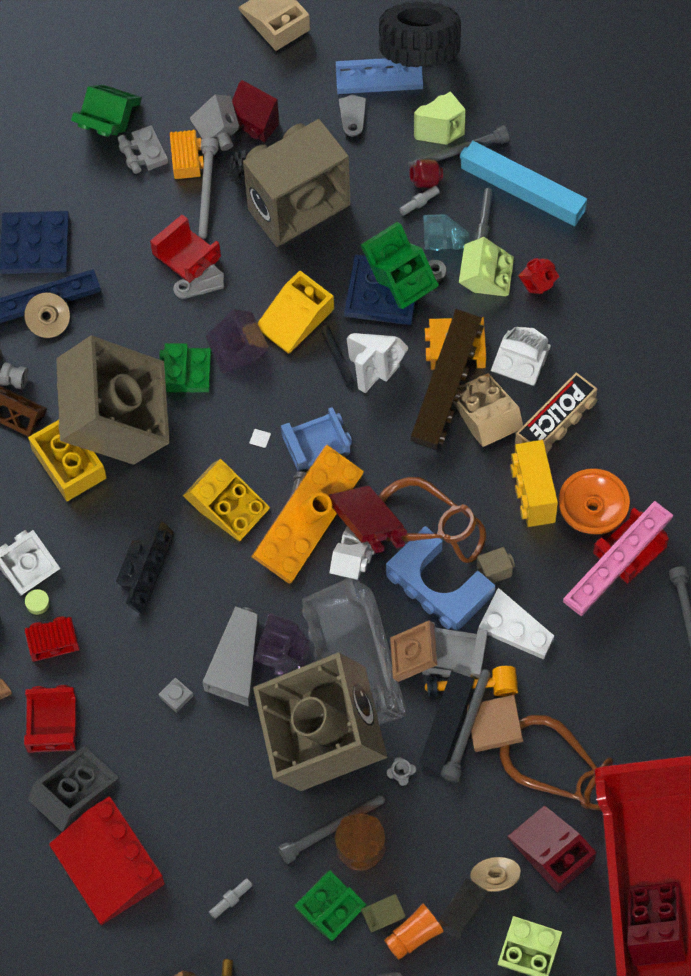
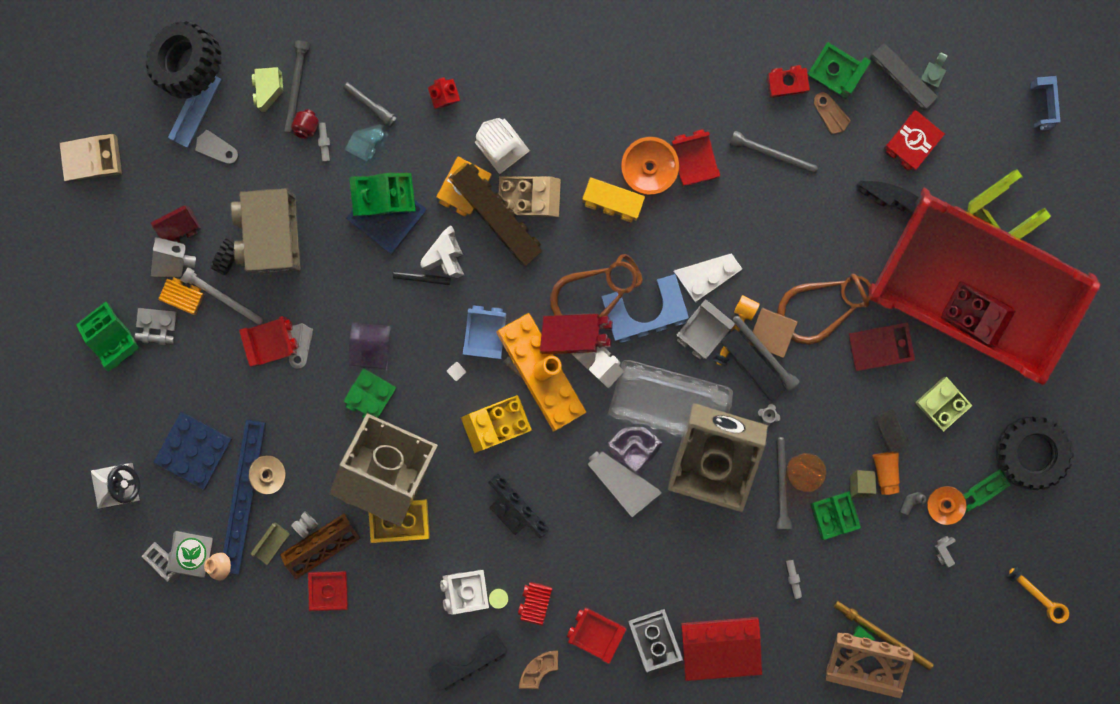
camera: 55 degrees left, 25 degrees up
(175, 695) = (625, 538): light grey plate -> none
(296, 312) = (371, 291): yellow slope -> none
(413, 651) = (691, 358): medium nougat tile -> none
(440, 274) = (391, 159): light grey plate -> none
(486, 268) = (413, 127): yellowish green slope -> none
(496, 565) = (657, 262): dark tan brick -> none
(496, 873) = (872, 392): tan dish -> none
(523, 183) = (354, 56): medium azure brick -> none
(559, 412) = (565, 150): brick -> none
(617, 558) = (705, 176): bright pink tile -> none

